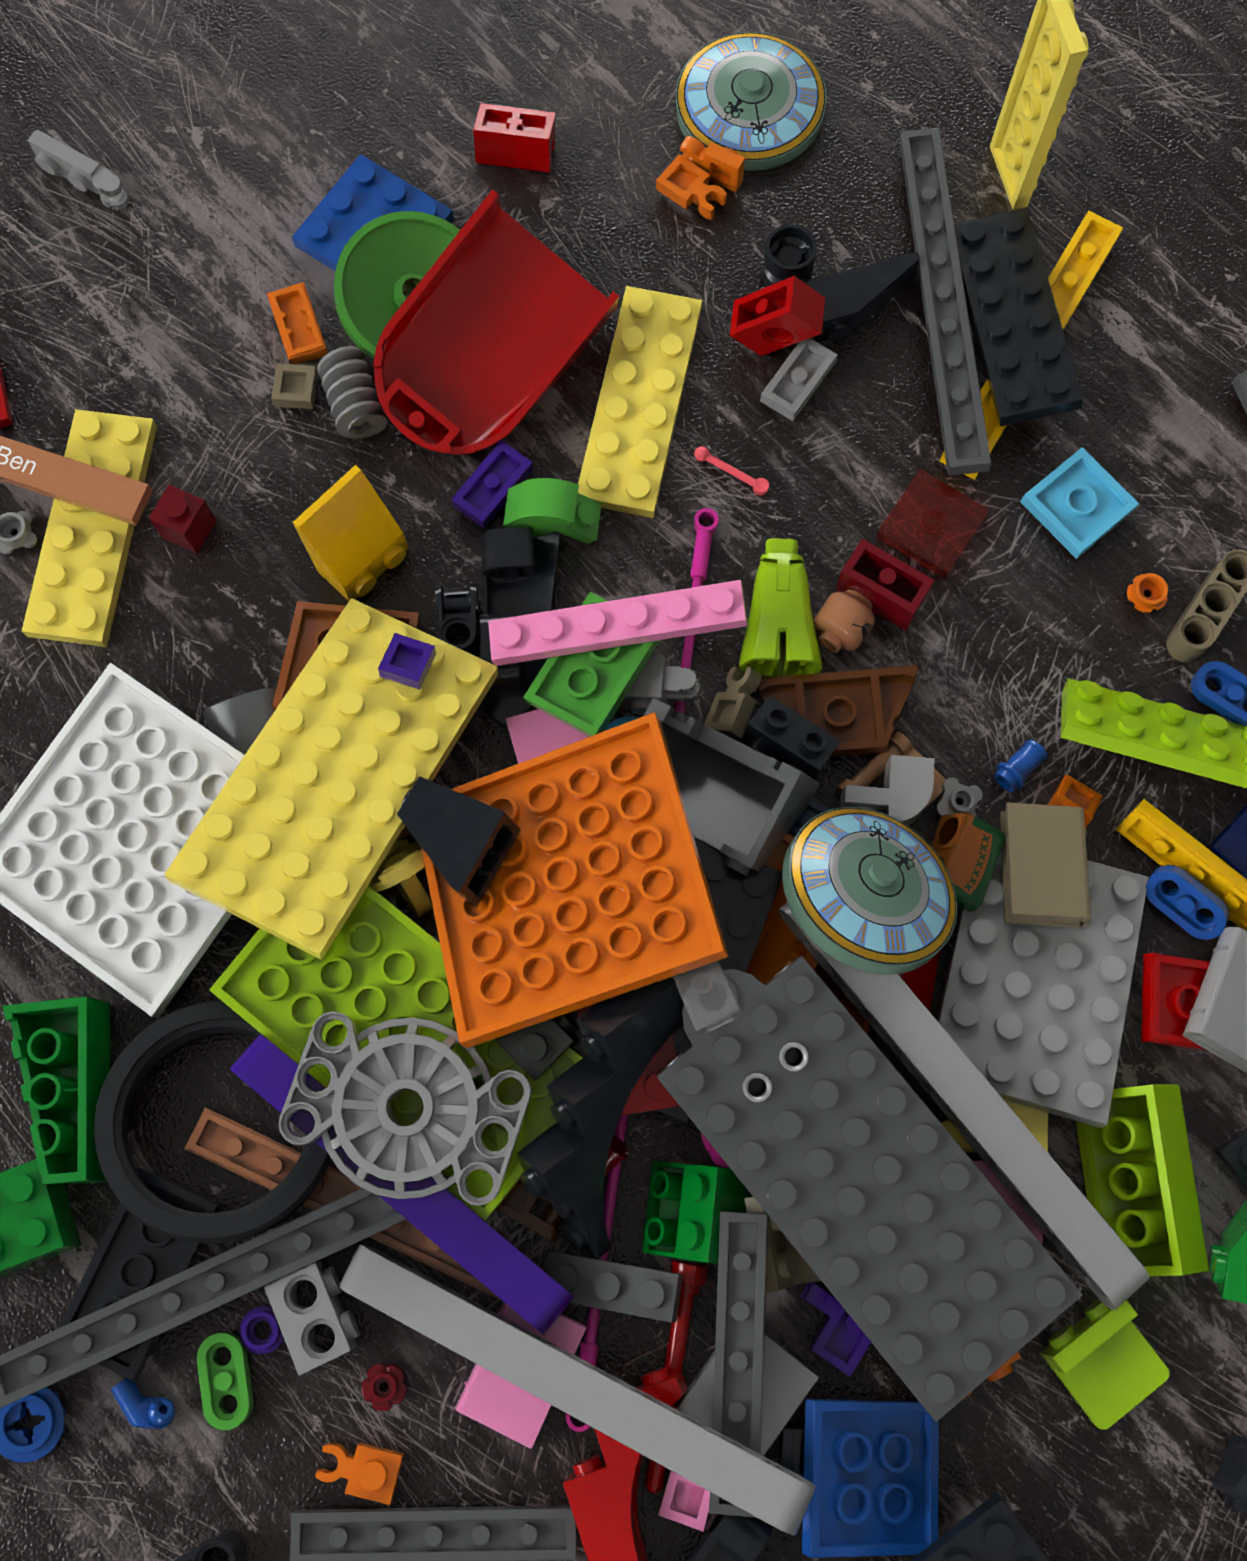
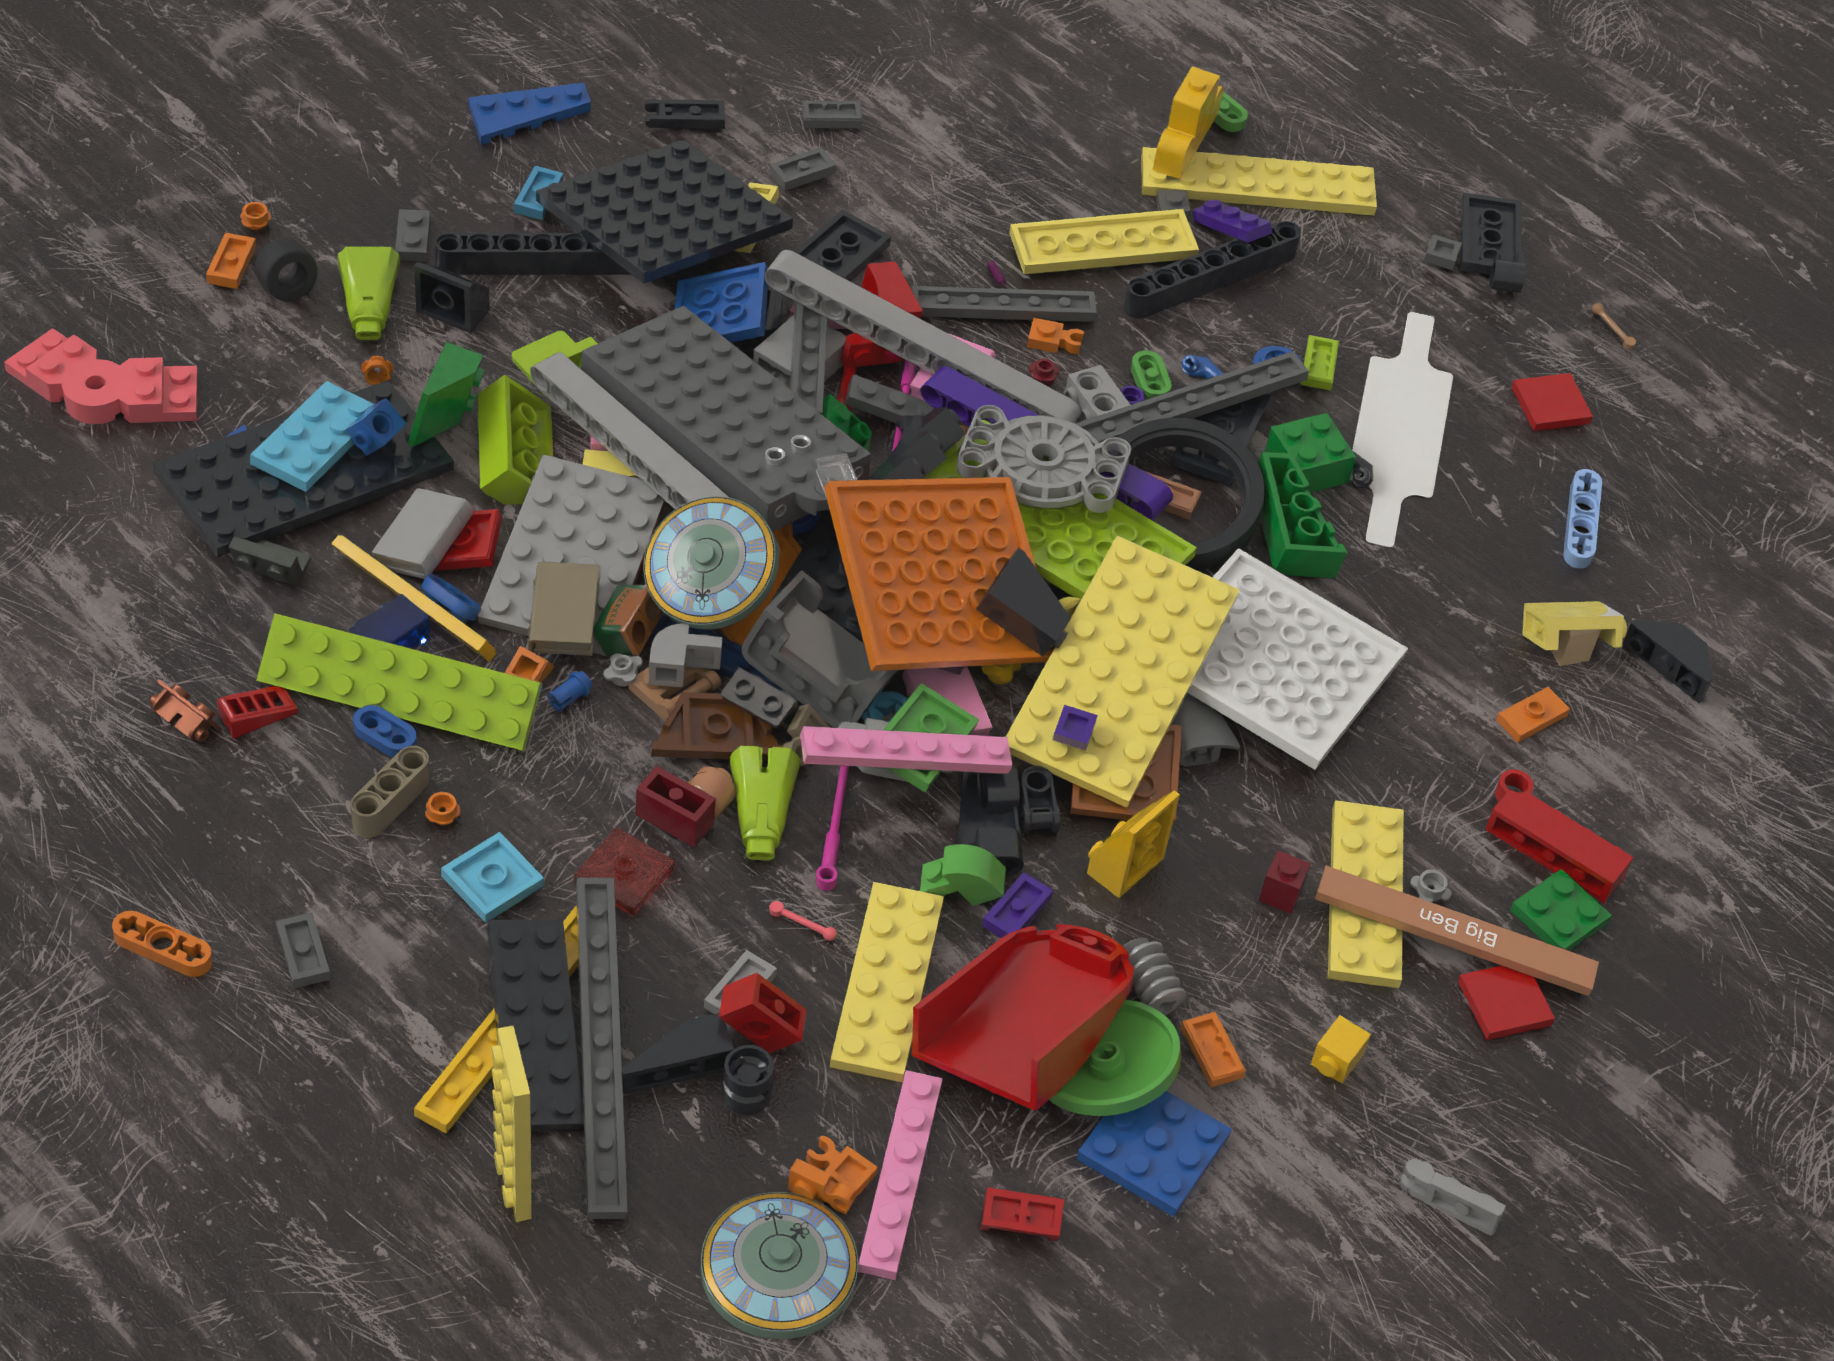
camera: 170 degrees right, 25 degrees down
(161, 321) = (1340, 1049): none -> yellow brick
(294, 386) = (1206, 994): dark tan plate -> none
(631, 191) = (900, 1175): none -> bright pink plate

